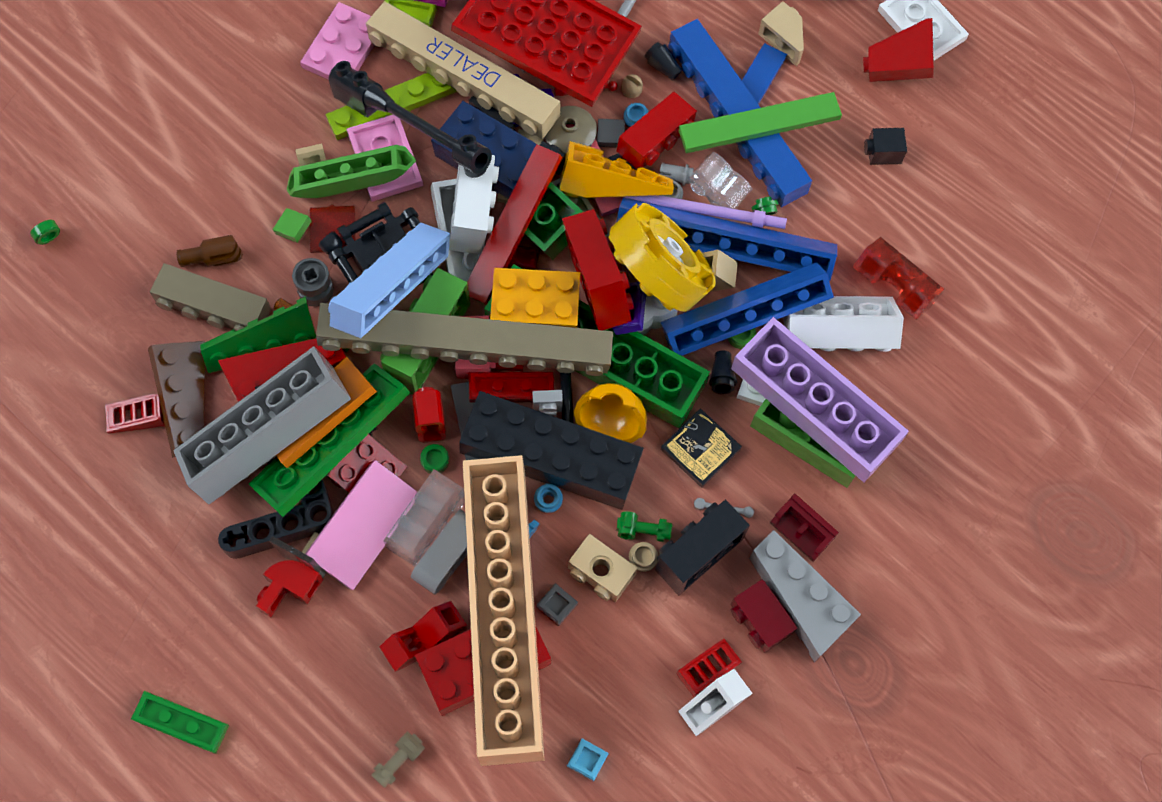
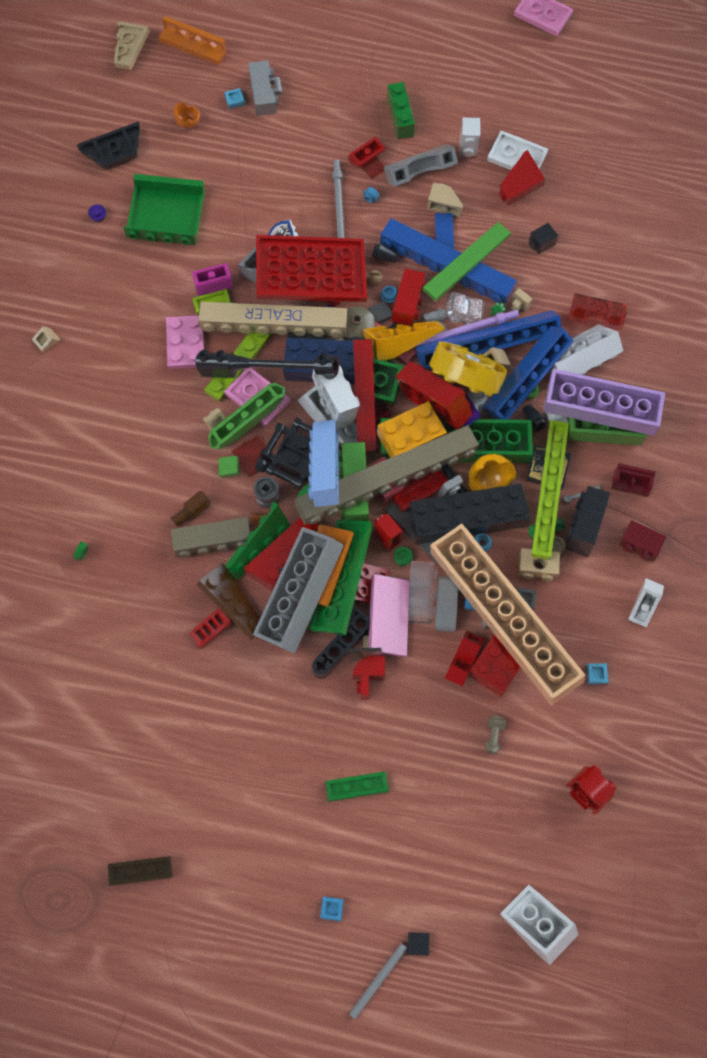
camera: 30 degrees left, 0 degrees up
(676, 478) = (550, 490): none -> lime plate
(690, 682) = (624, 599): red slope -> none
(803, 212) = (521, 300): none -> tan tile
(804, 594) = (659, 515): light grey wedge -> none

